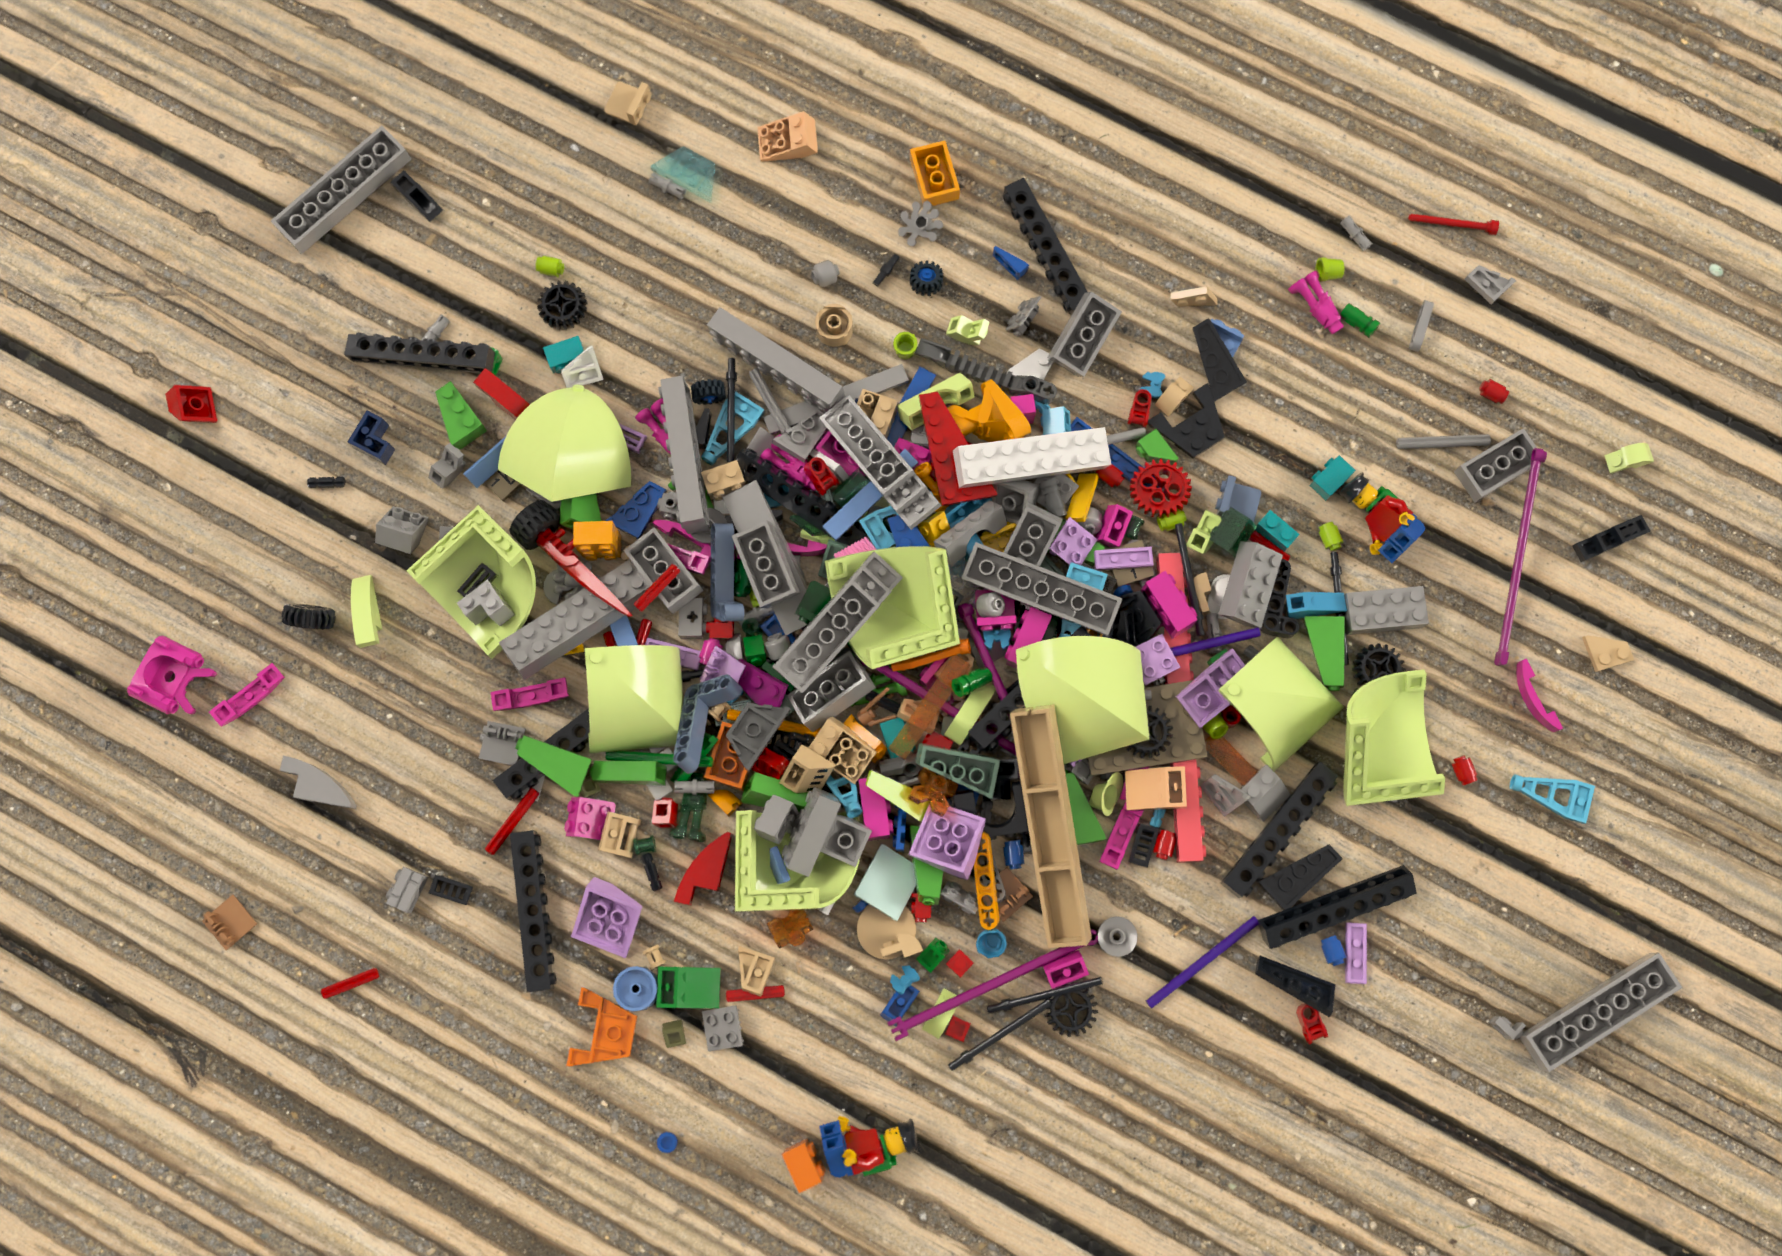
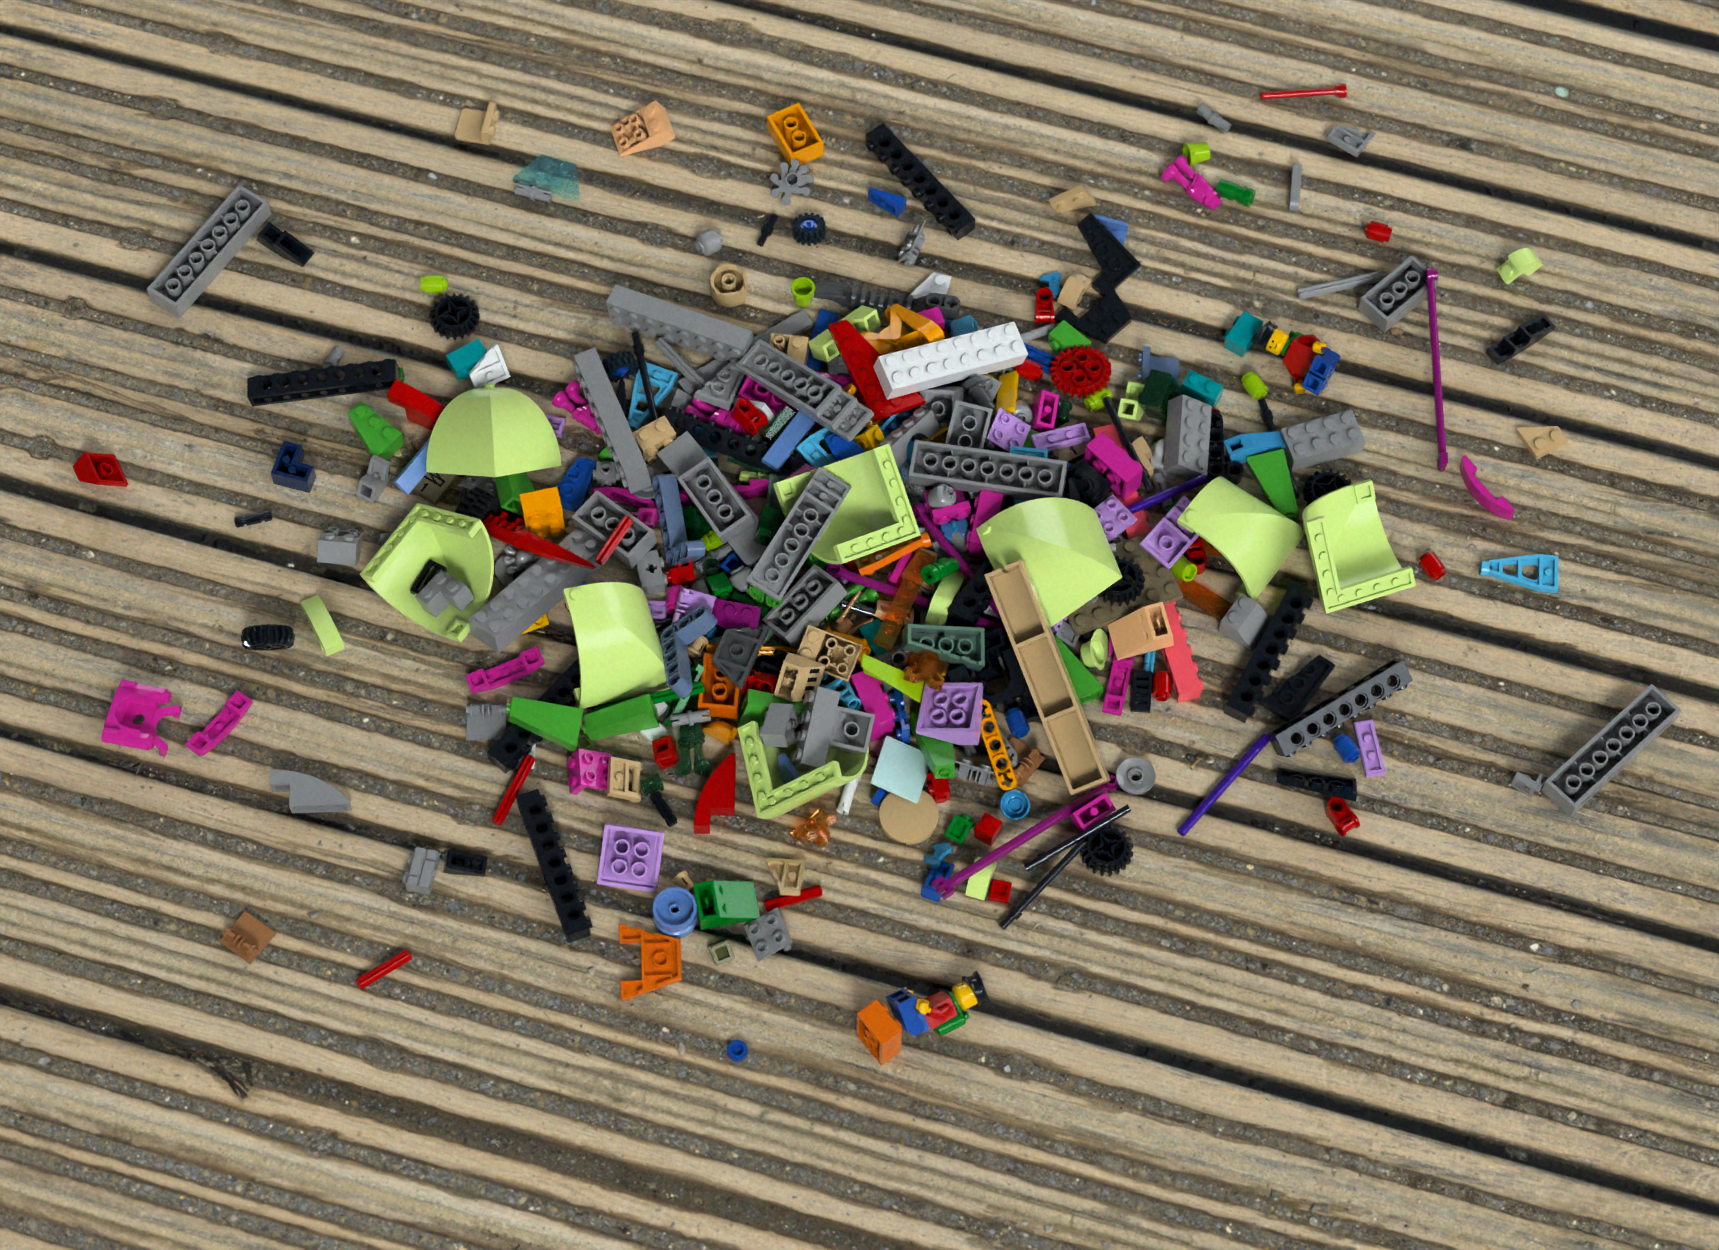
camera: 15 degrees left, 15 degrees down
(907, 944) = (930, 820): tan brick -> none
(967, 331) = (859, 268): yellowish green brick -> none
(1084, 334) = (974, 248): light grey brick -> none
(1224, 794) = (1207, 629): light grey wing -> none

